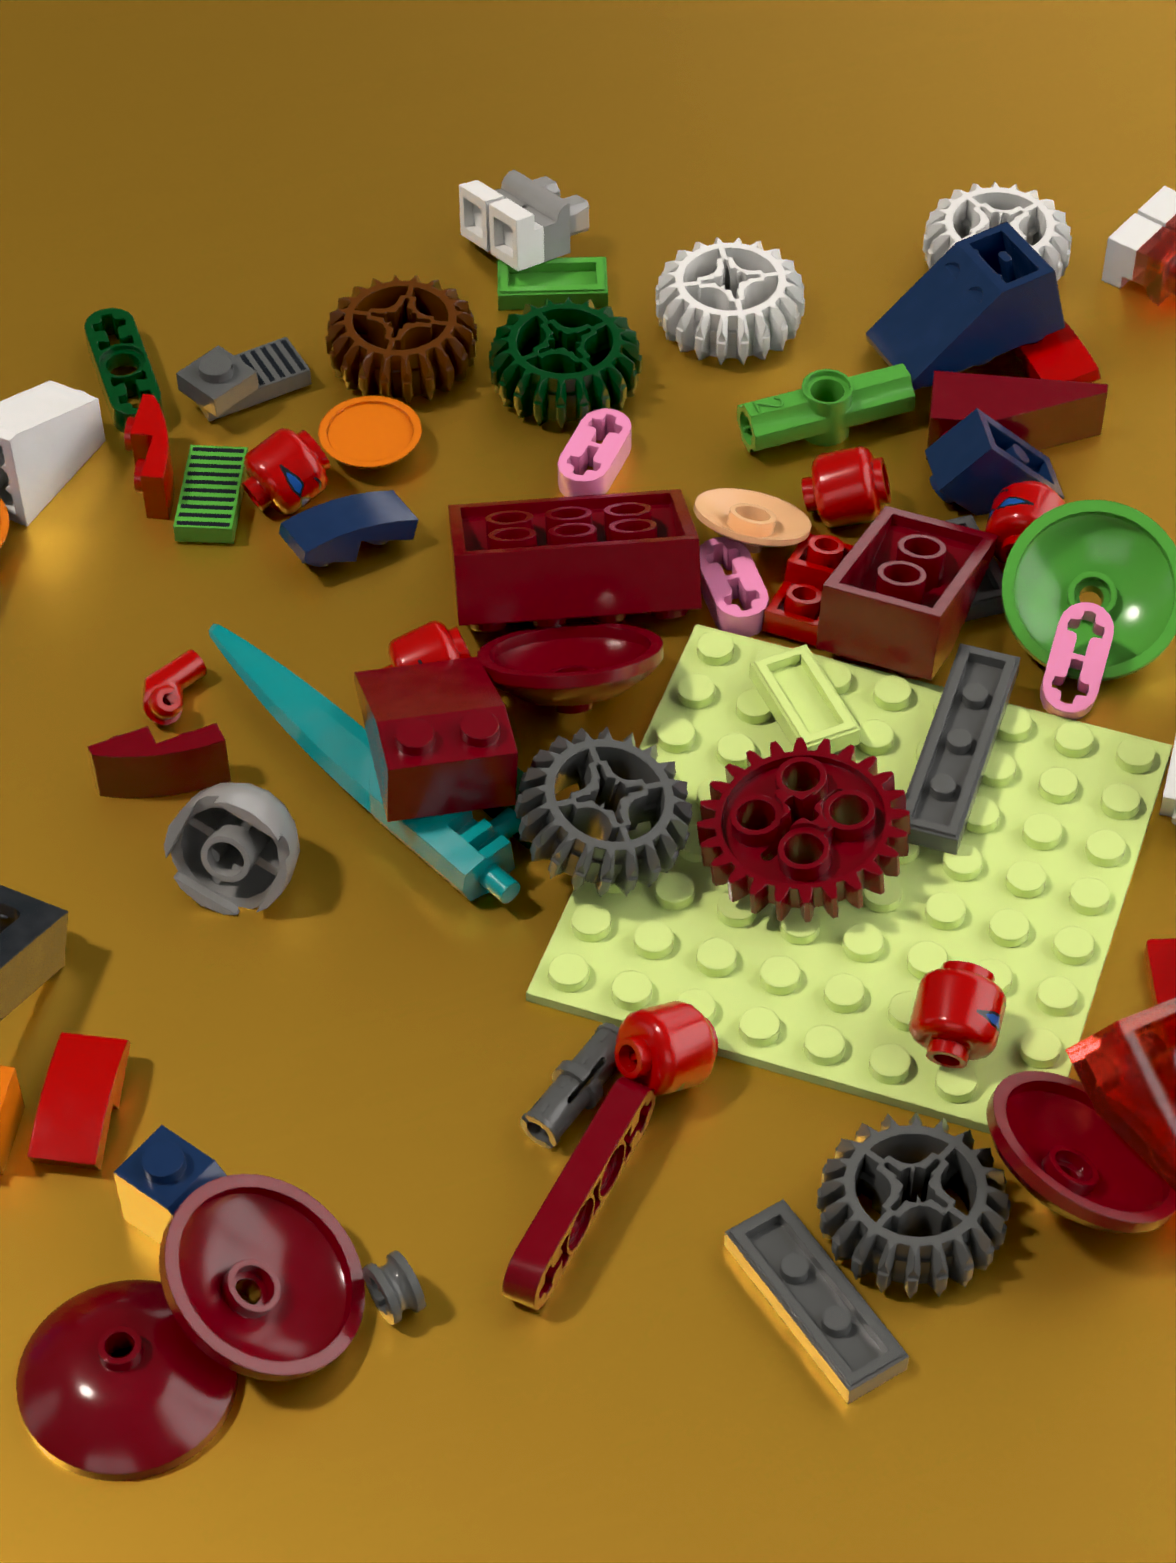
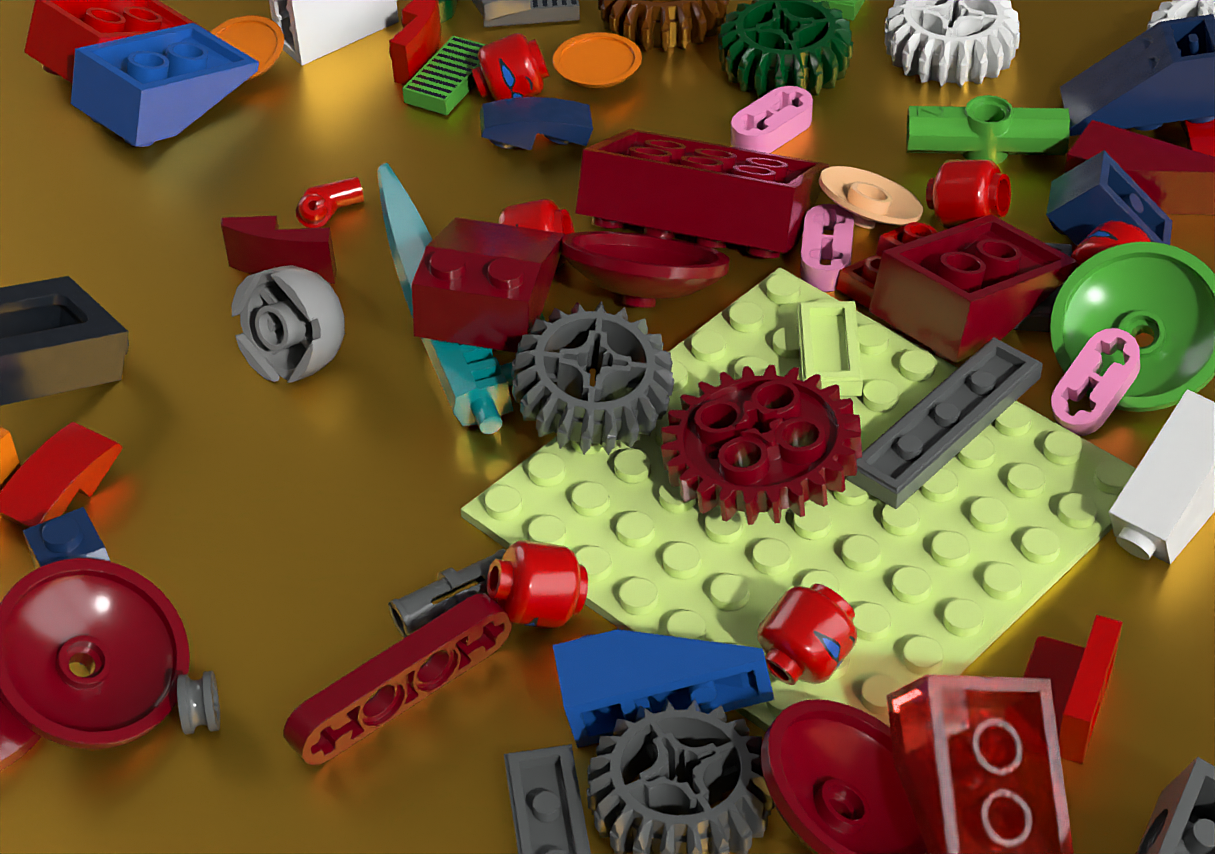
camera: 25 degrees right, 5 degrees down
(803, 1112) = (621, 669): none -> blue slope

